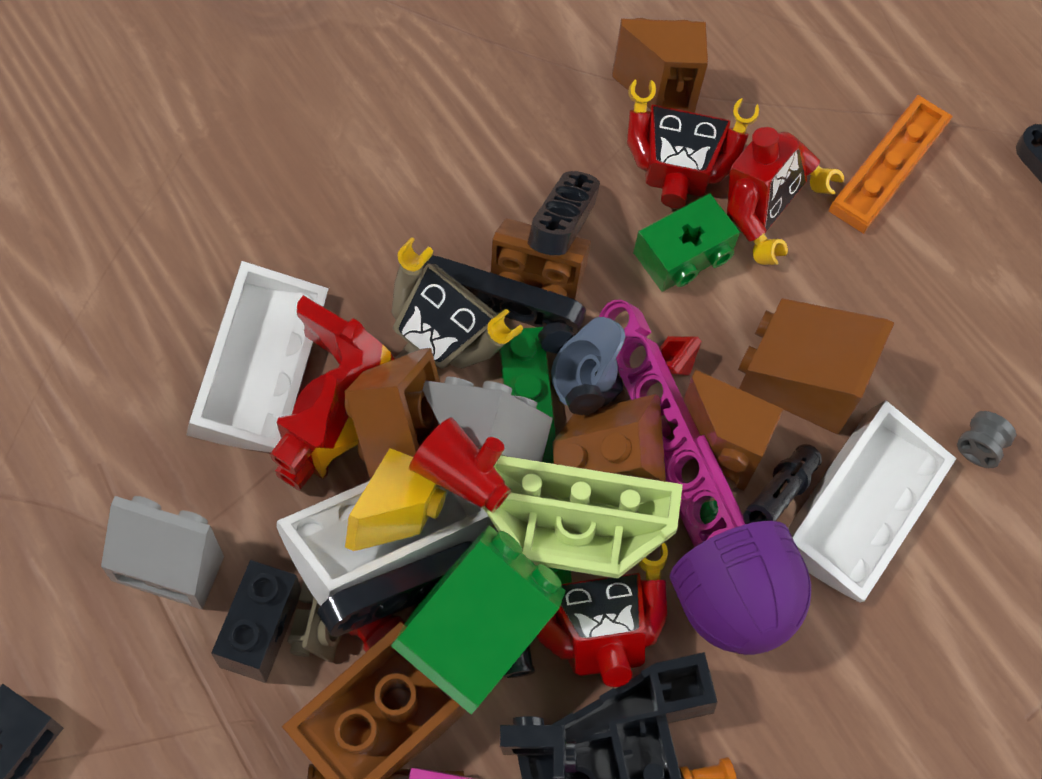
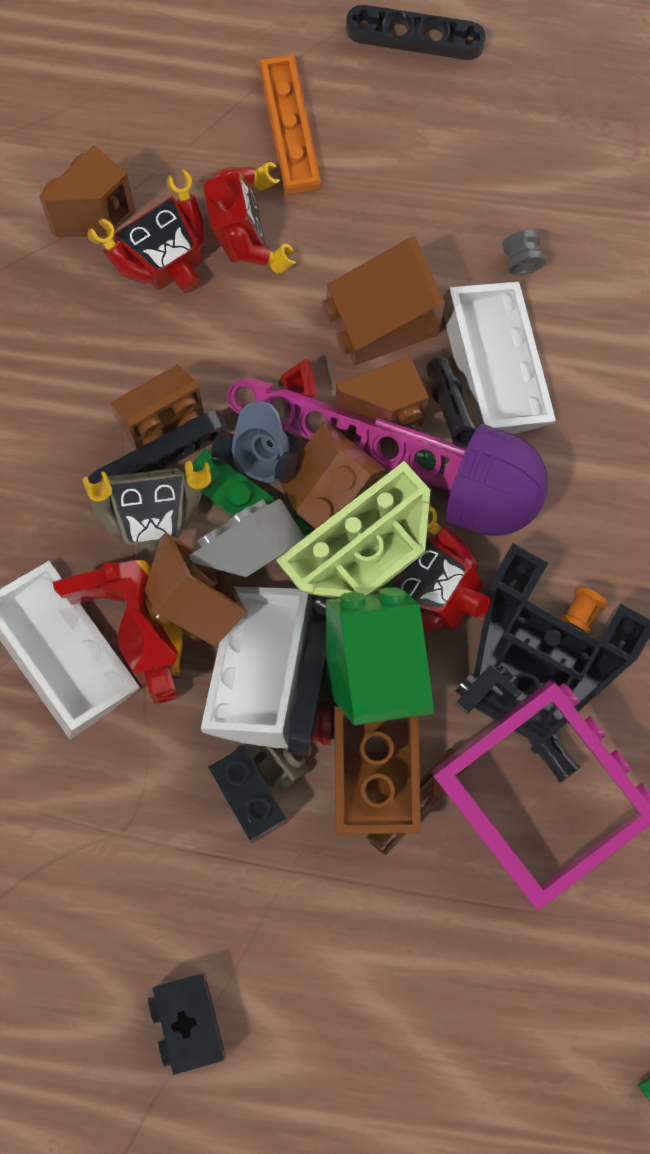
camera: 45 degrees left, 10 degrees up
(161, 551) = (148, 819): light grey slope -> none
(393, 504) = (255, 641): yellow slope -> none
(460, 467) = (278, 584): red piece -> none
(563, 213) = (145, 363): black beam -> none
(686, 243) = (230, 284): green brick -> none

